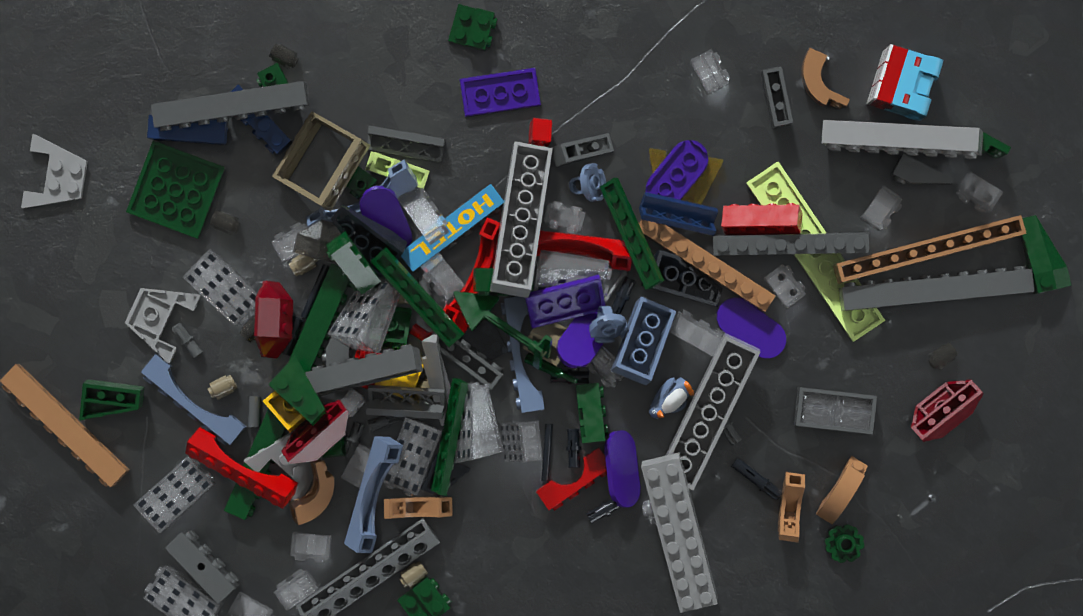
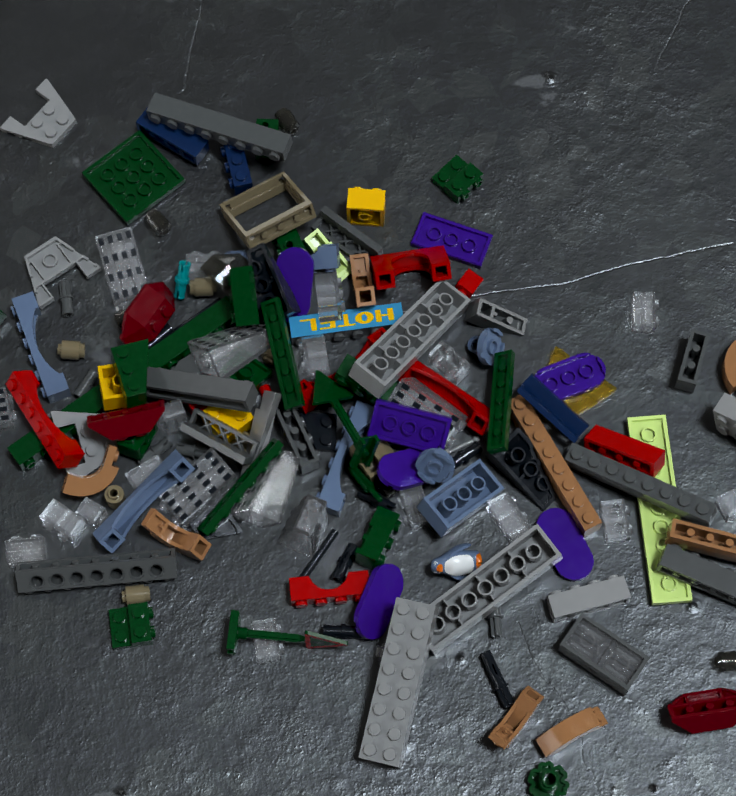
camera: 25 degrees right, 20 degrees down
(282, 269) = (182, 279): none -> teal pin
(332, 525) = (92, 512): none -> clear brick
(350, 501) = (114, 496): none -> dark tan brick
(407, 106) = (366, 206): none -> yellow brick
(445, 182) = (362, 281): none -> medium nougat arch
(490, 126) = (431, 259): none -> red arch
(519, 564) = (312, 639): none -> dark green piece
(546, 553) = (267, 650): none -> clear brick
(797, 367) = (588, 598): none -> light grey brick

